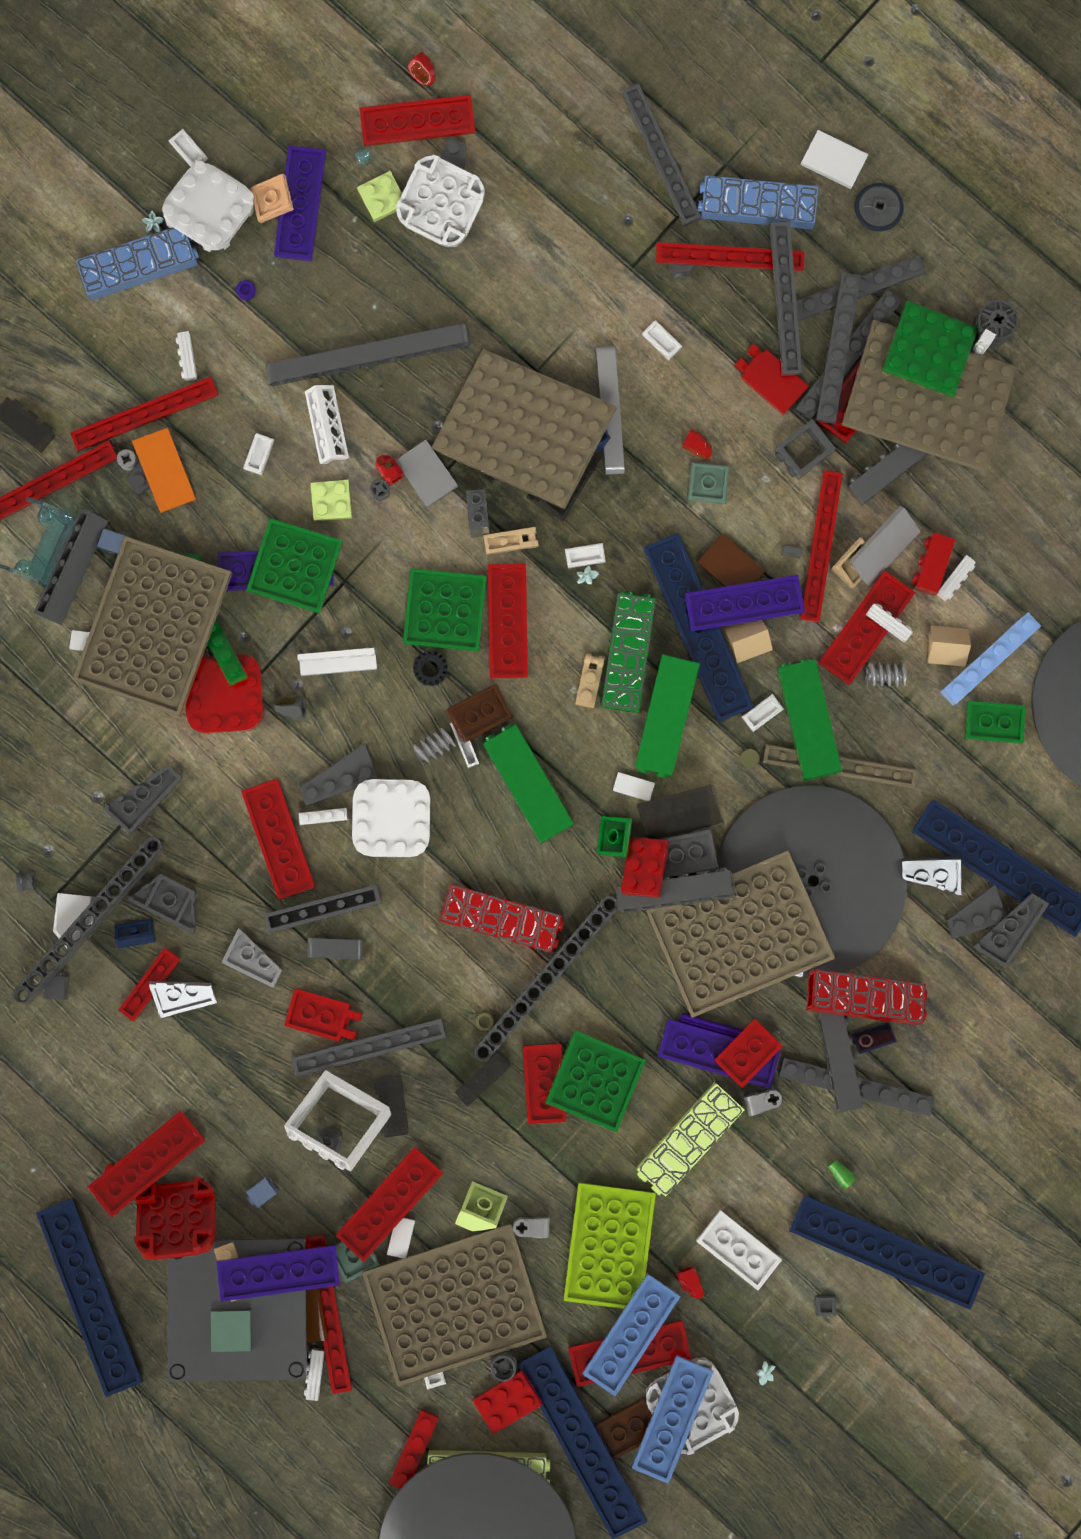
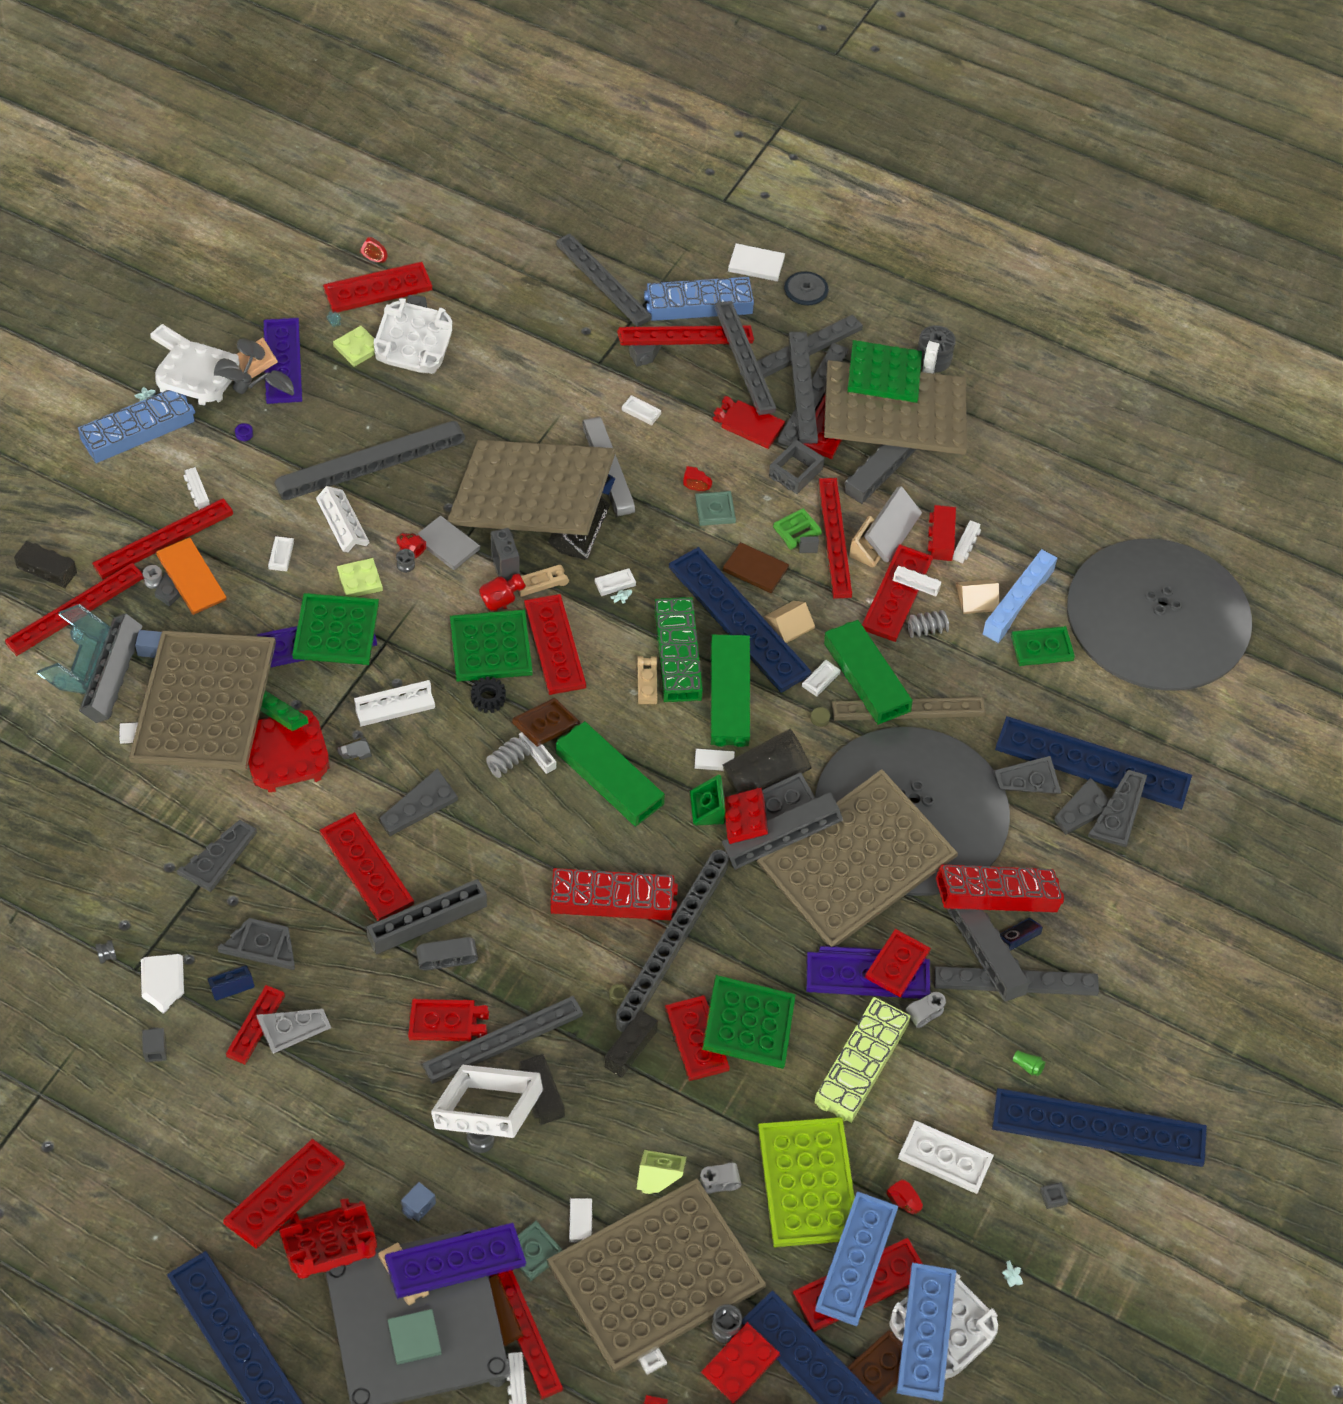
camera: 20 degrees left, 30 degrees down
(80, 925) = (173, 978): dark grey beam -> none
(236, 227) = (230, 370): none -> dark grey plant
(251, 960) = (357, 981): light grey wing -> none
(323, 816) = (409, 839): white piece -> none
(389, 1204) = (560, 1185): red plate -> none
(391, 818) = (479, 824): white plate -> none
(466, 550) = (499, 592): none -> red piece
(744, 603) = (777, 587): dark purple plate -> none
(782, 522) = (795, 523): none -> bright green plate

